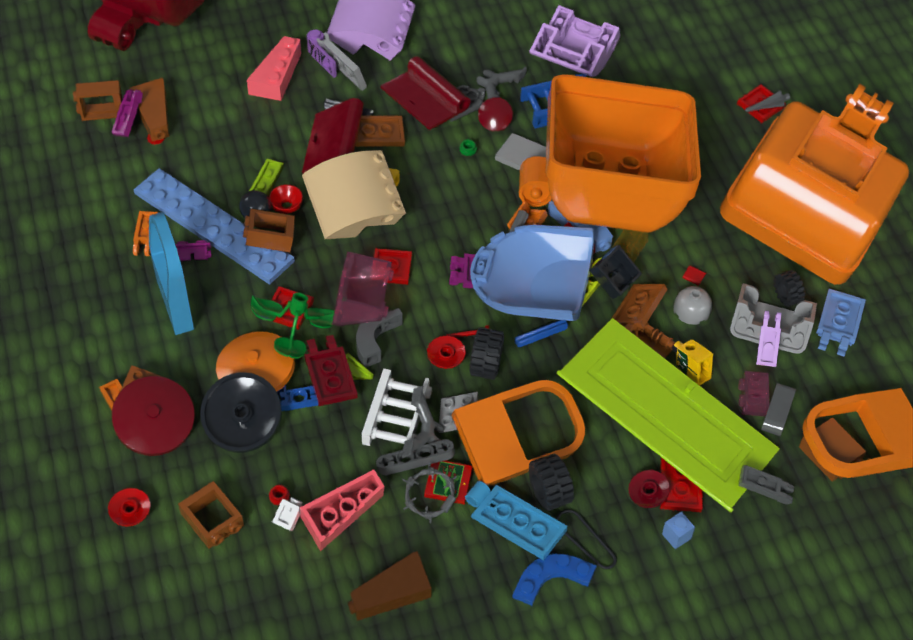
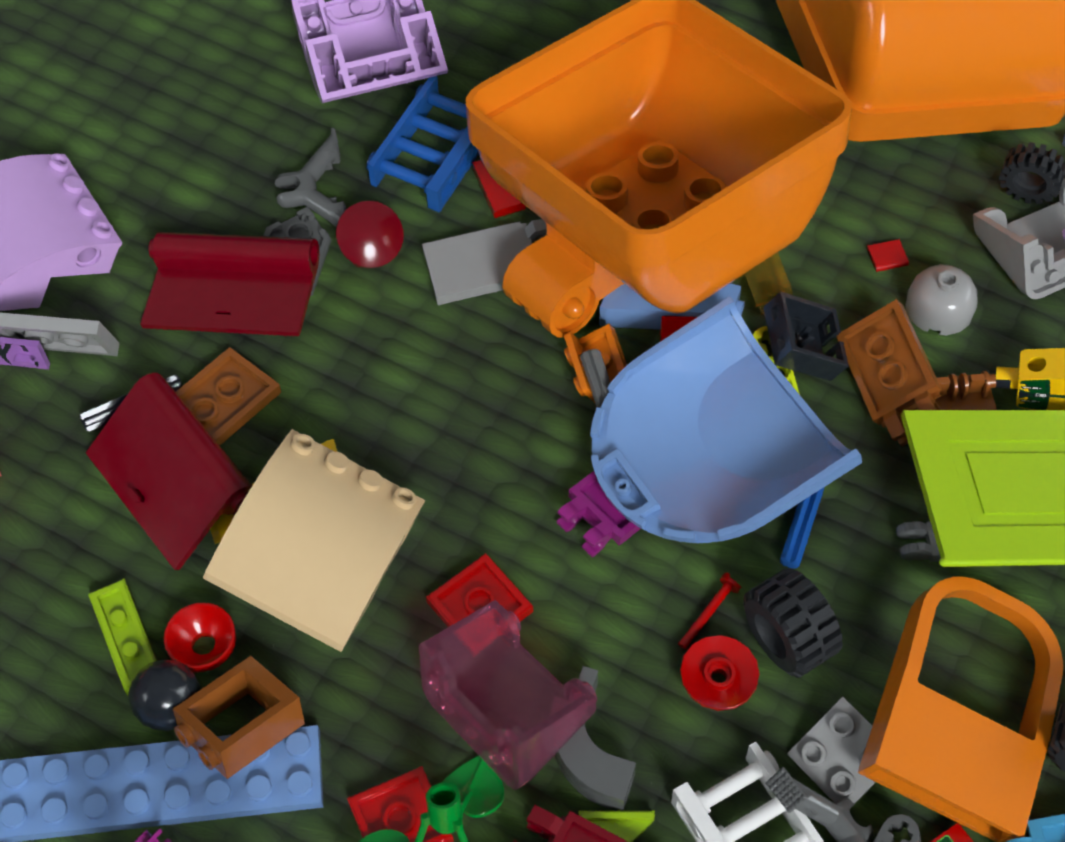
camera: 40 degrees left, 5 degrees up
(468, 147) = (380, 311): green plate -> none

